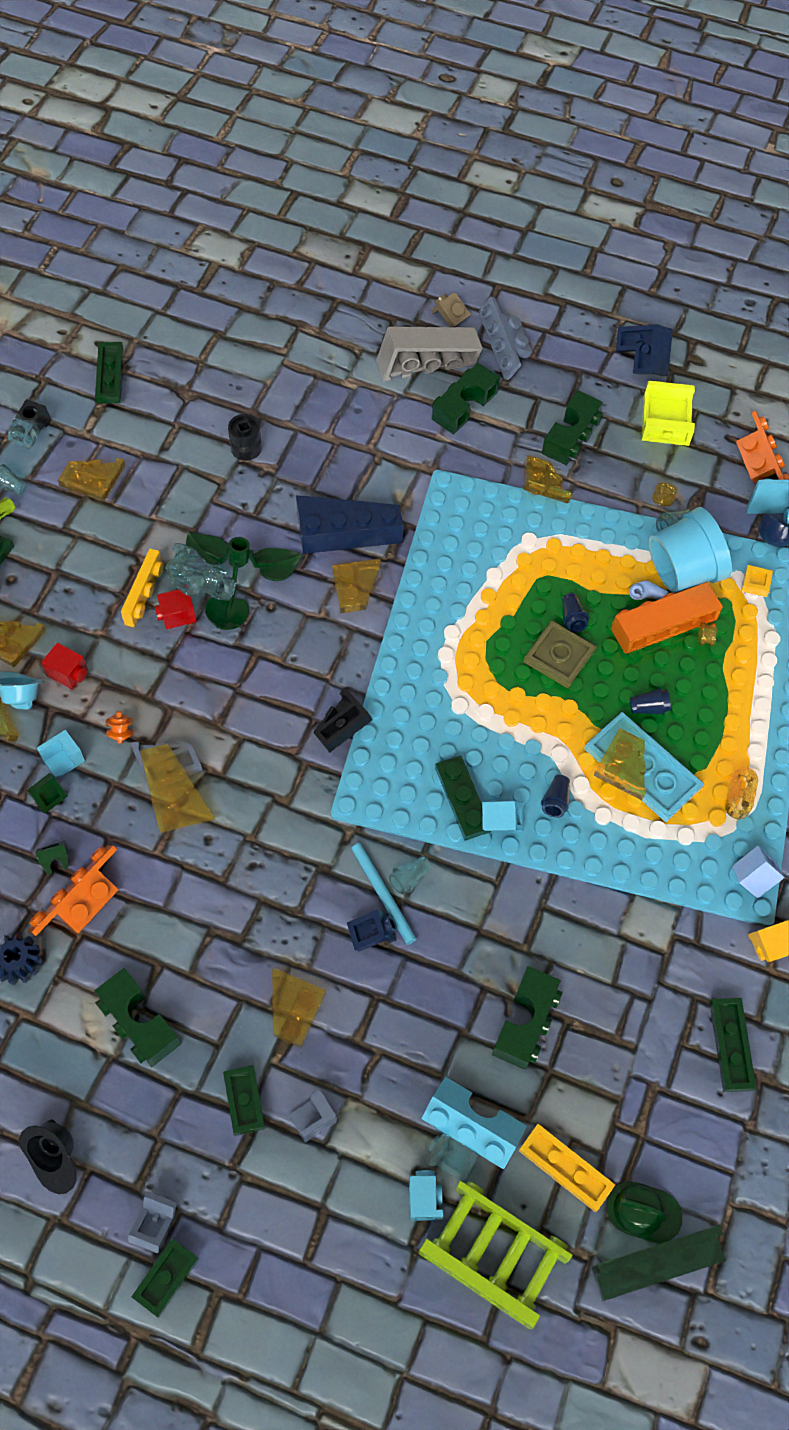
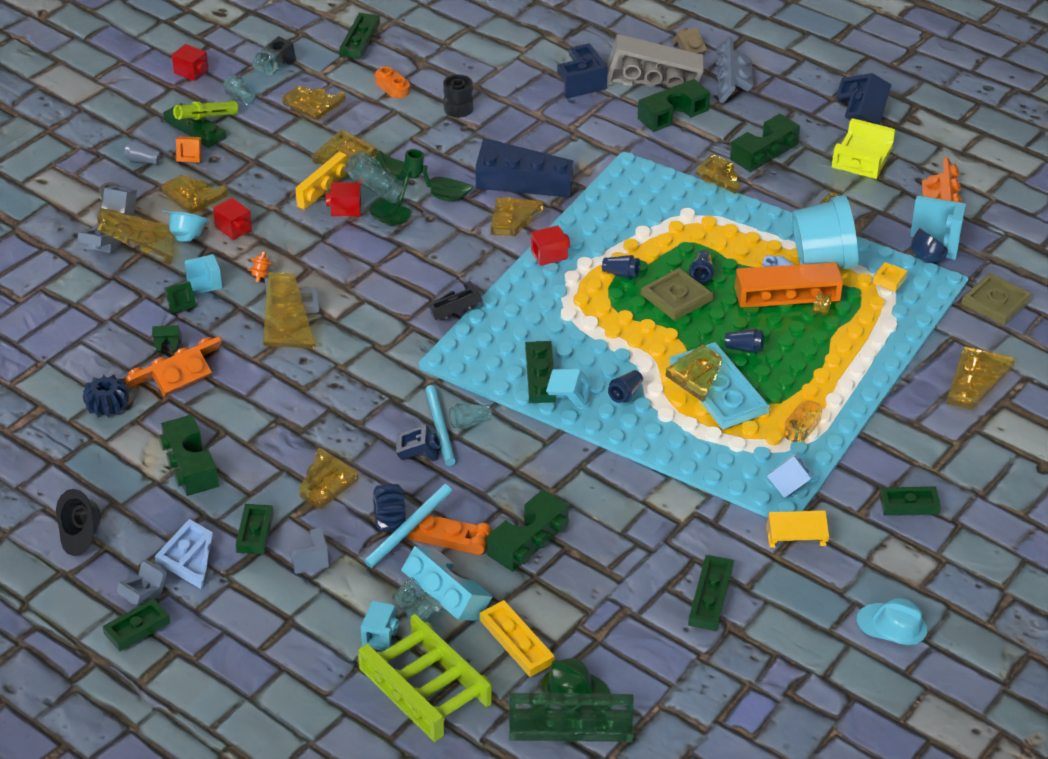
camera: 20 degrees right, 20 degrees down
(151, 534) = (344, 143): none -> clear yellow wing
(161, 427) = (392, 82): none -> orange plate
(185, 1157) = (187, 553): none -> light blue wing
(364, 376) = (585, 73): none -> dark blue panel
(378, 1034) = (389, 507): none -> dark blue gear
(405, 1053) = (401, 532): none -> medium azure bar
(414, 624) = (549, 245): none -> red brick
(446, 1041) = (451, 534): none -> orange plate
(495, 634) = (622, 266): none -> dark blue cone

